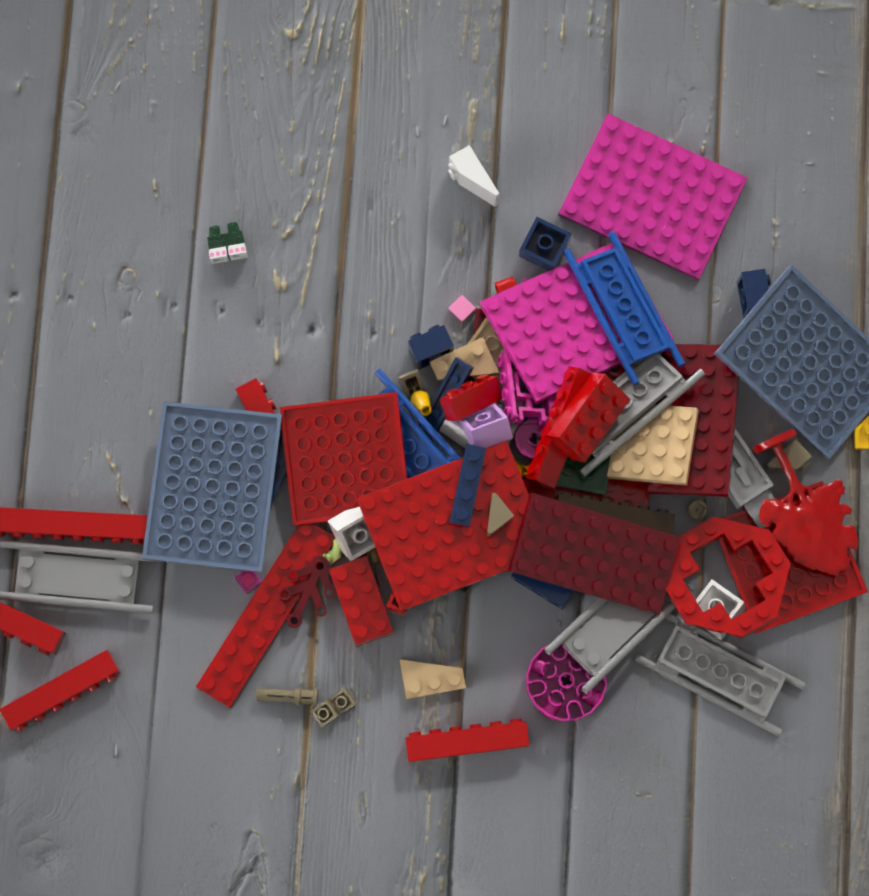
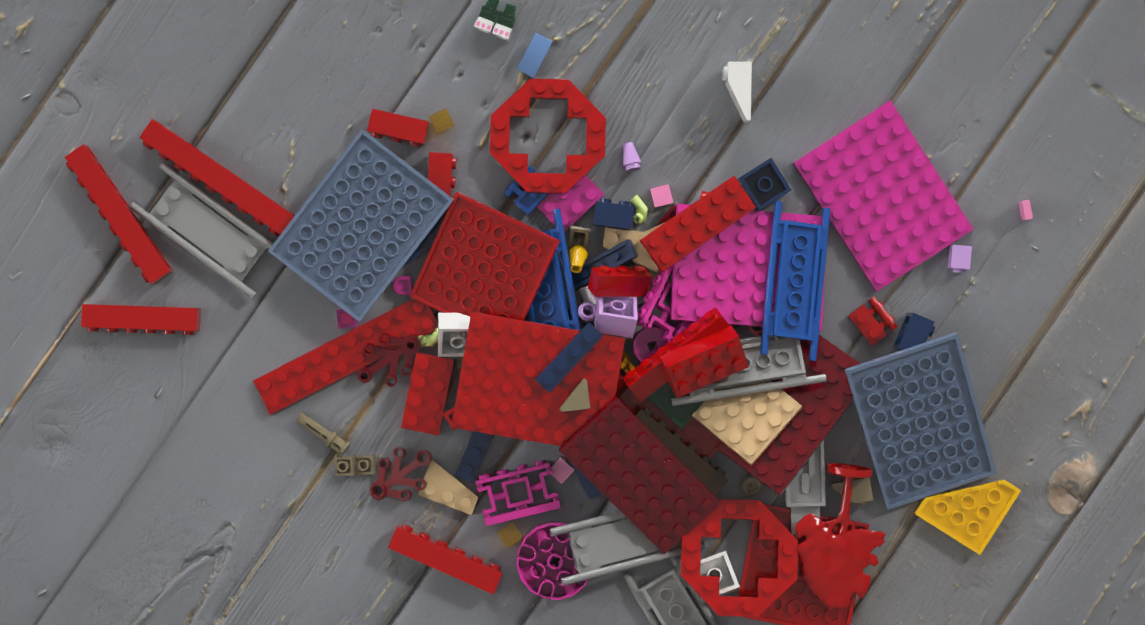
camera: 30 degrees right, 10 degrees up
(195, 385) = (398, 127): none -> red brick
(230, 358) = (441, 120): none -> clear yellow plate
(277, 254) = (534, 55): none -> medium blue slope
(281, 521) = (403, 285): none -> dark pink tile
(343, 277) = (519, 106): none -> red plate
(348, 374) = (525, 201): none -> blue plate
(378, 692) = (398, 475): none -> dark red plant
(386, 352) = (573, 203): none -> dark pink plate
(415, 292) = (631, 160): none -> lavender cone
(435, 630) = (473, 456): none -> dark blue plate
(452, 331) = (641, 210): none -> yellowish green arm
(458, 443) = (588, 309): none -> lavender cone
(505, 652) = (522, 509): none -> dark pink fence
(508, 307) = (697, 223): none -> red plate
(511, 685) = (510, 535): none -> clear yellow tile
(521, 599) = (561, 470): none -> bright pink tile
(711, 312) = (867, 324): none -> red plate
(751, 208) = (959, 258): none -> lavender brick
(780, 135) = (1025, 210): none -> bright pink tile

